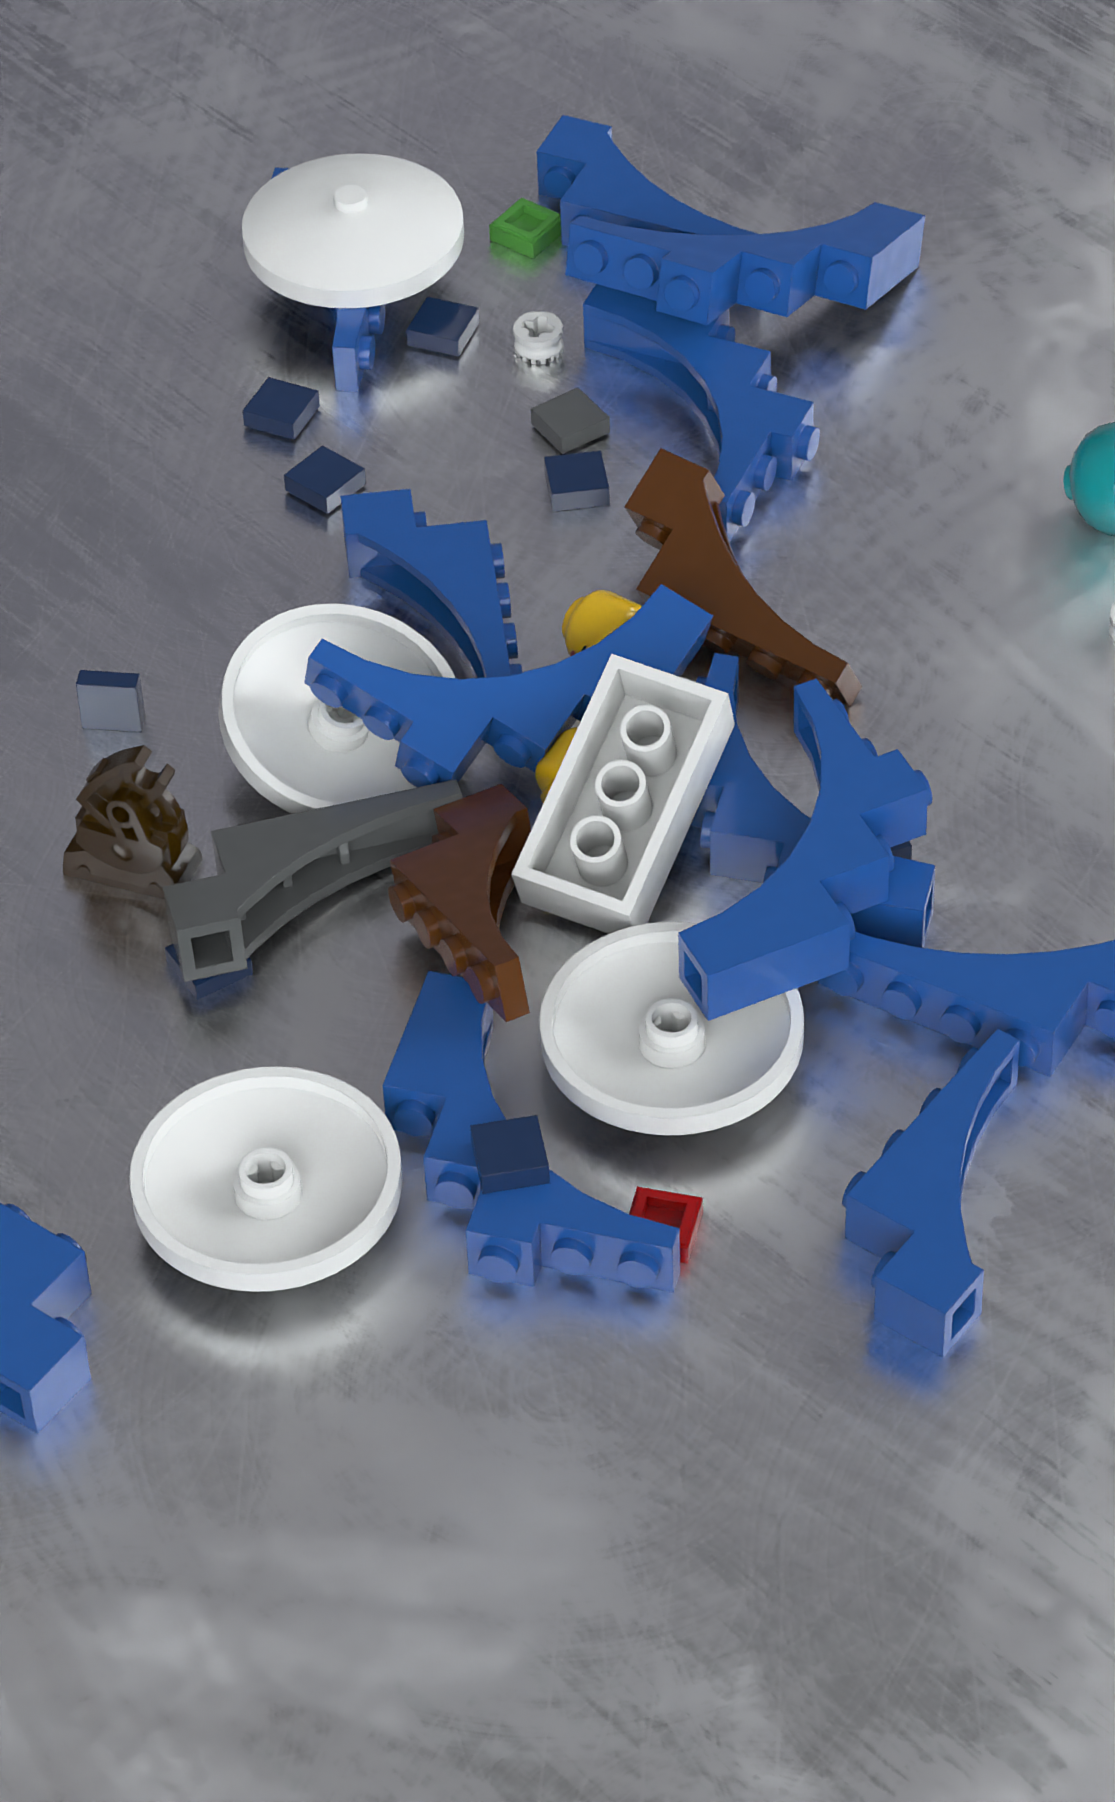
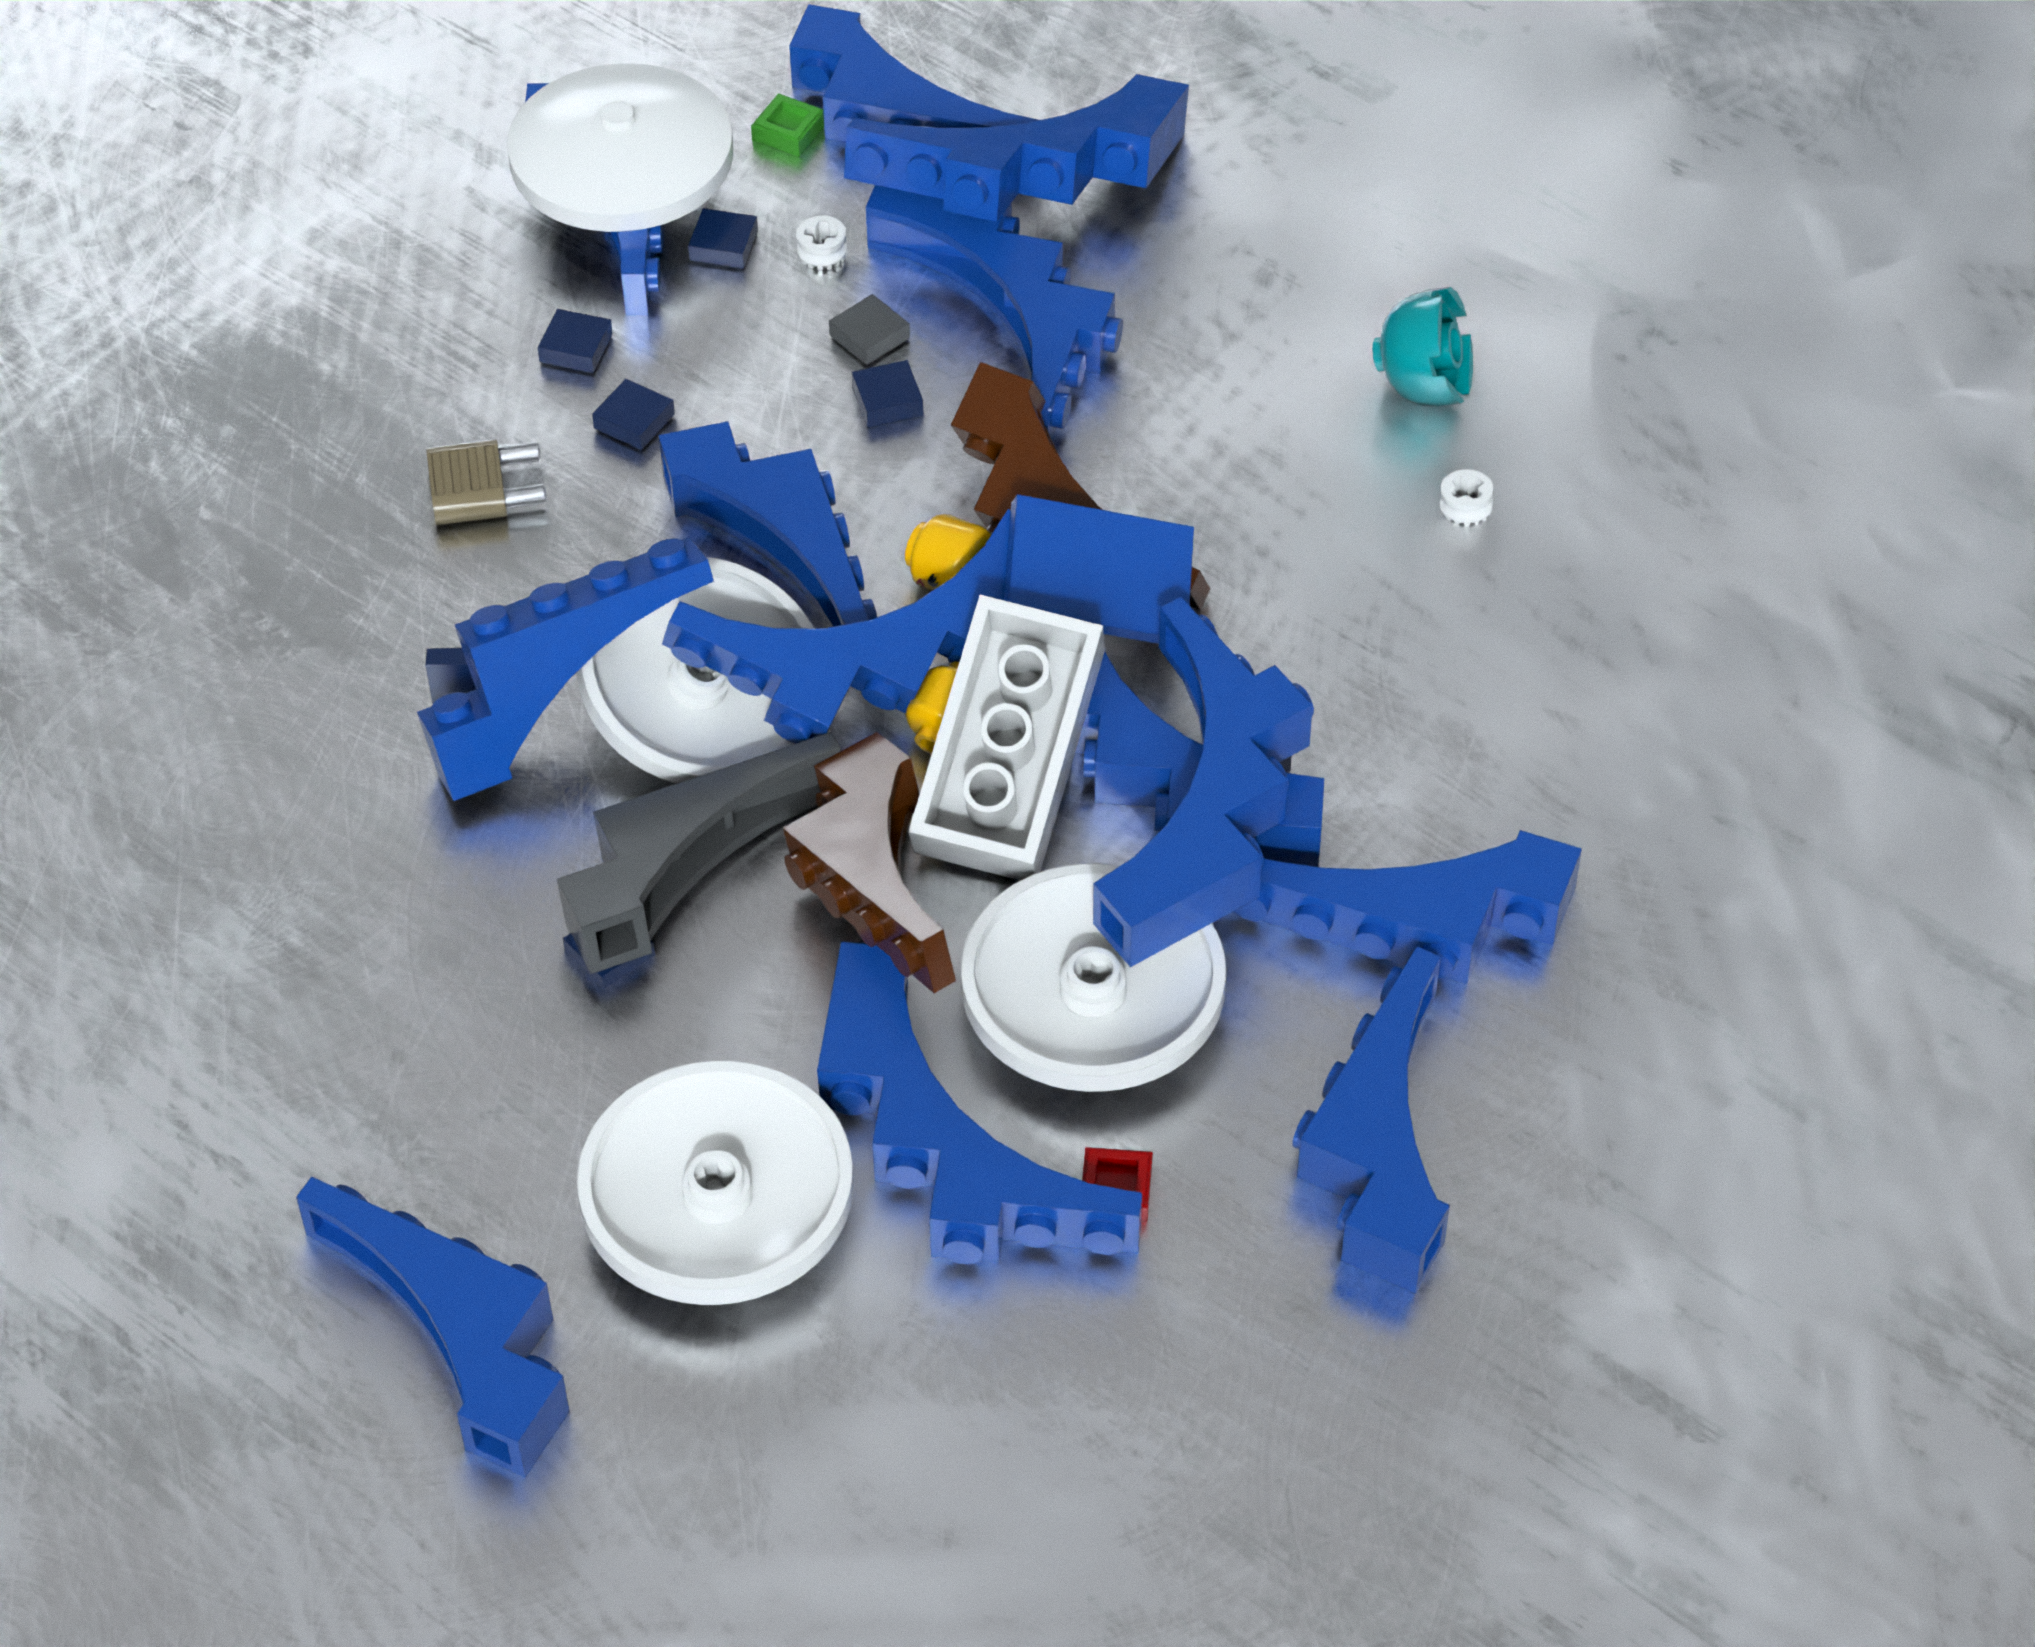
camera: 10 degrees left, 5 degrees up
(131, 828) = (510, 817): dark brown piece -> none
(155, 527) = (469, 480): none -> dark tan piece
(178, 668) = (531, 650): none -> blue arch
(510, 1154) = (960, 1133): dark blue tile -> none
(743, 644) = (1097, 565): none -> blue tile

